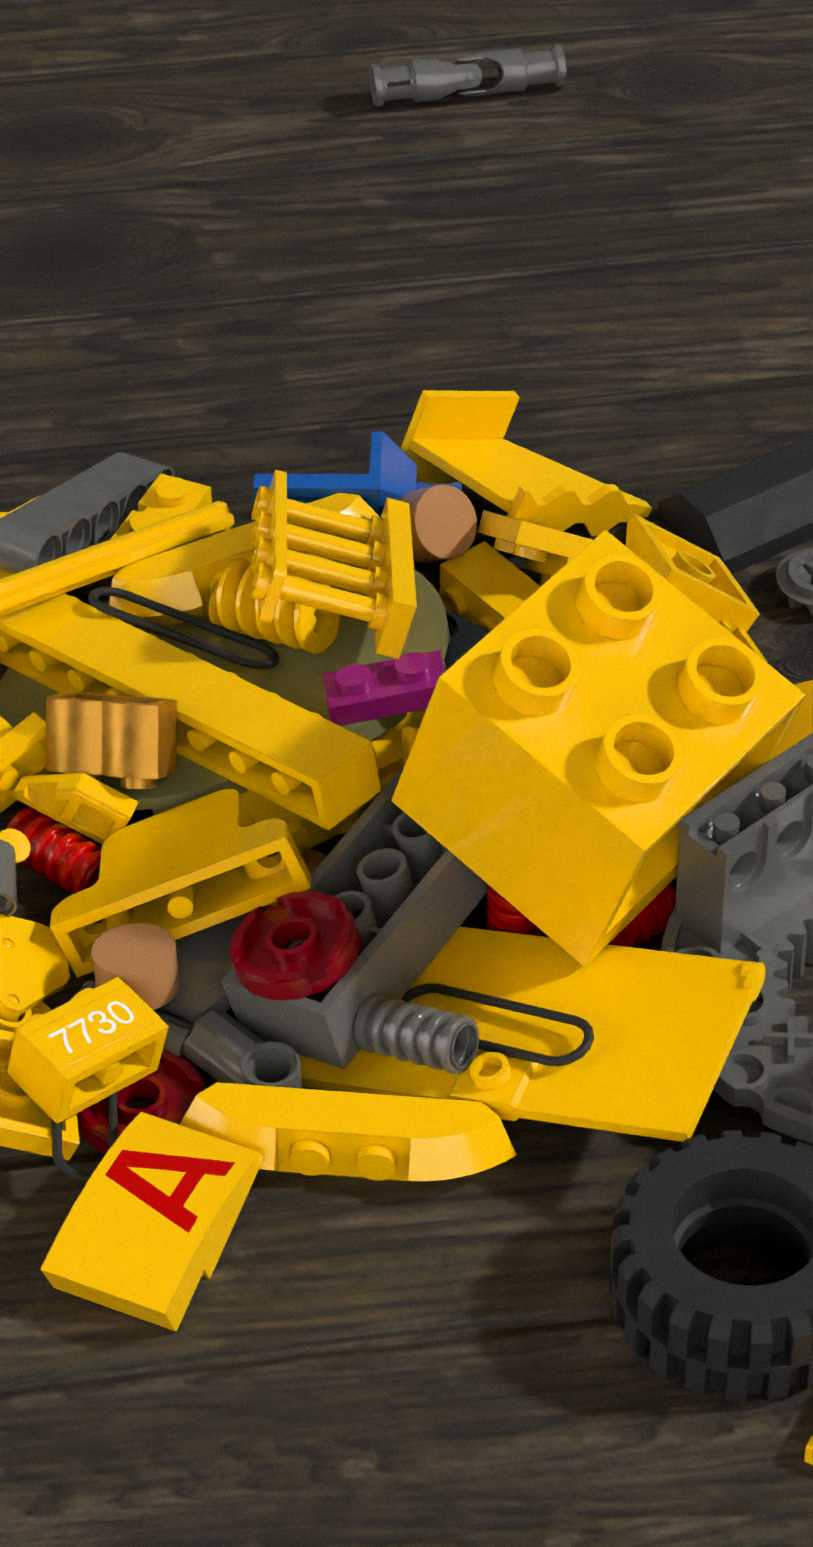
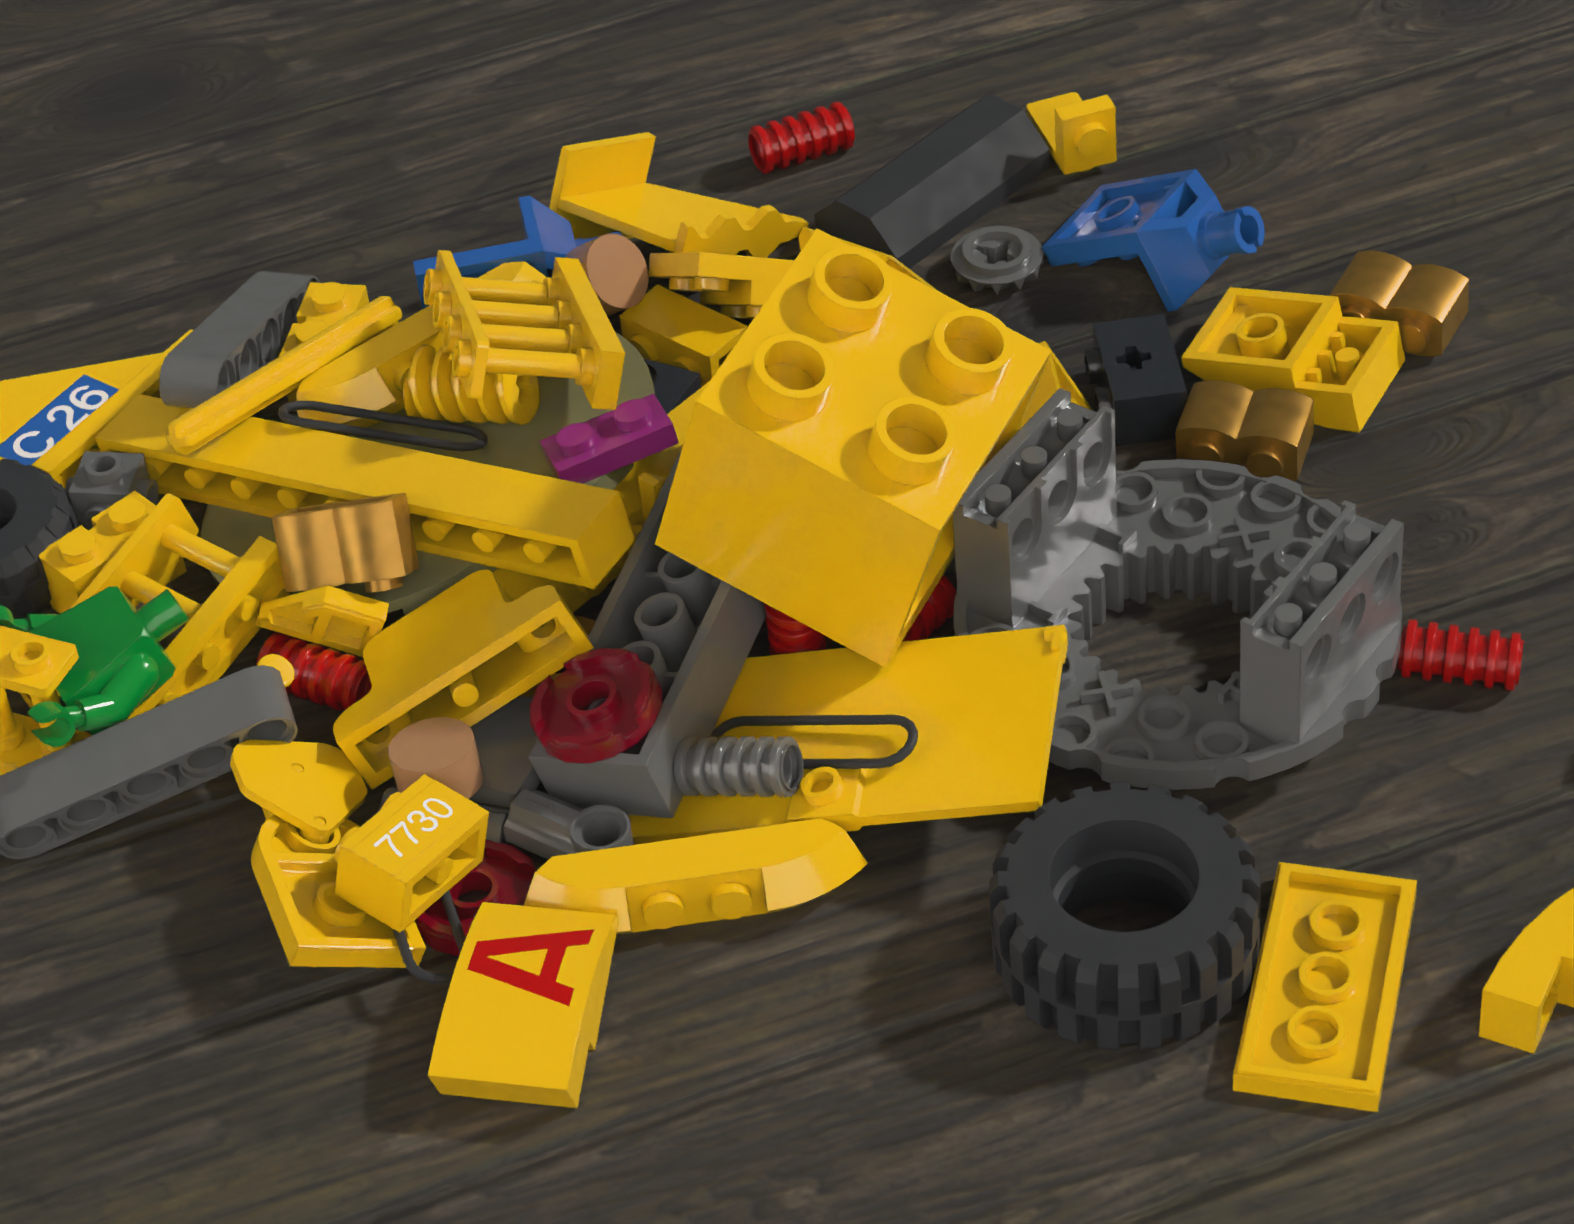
camera: 10 degrees left, 0 degrees up
(668, 422) = (801, 137): none -> red piece

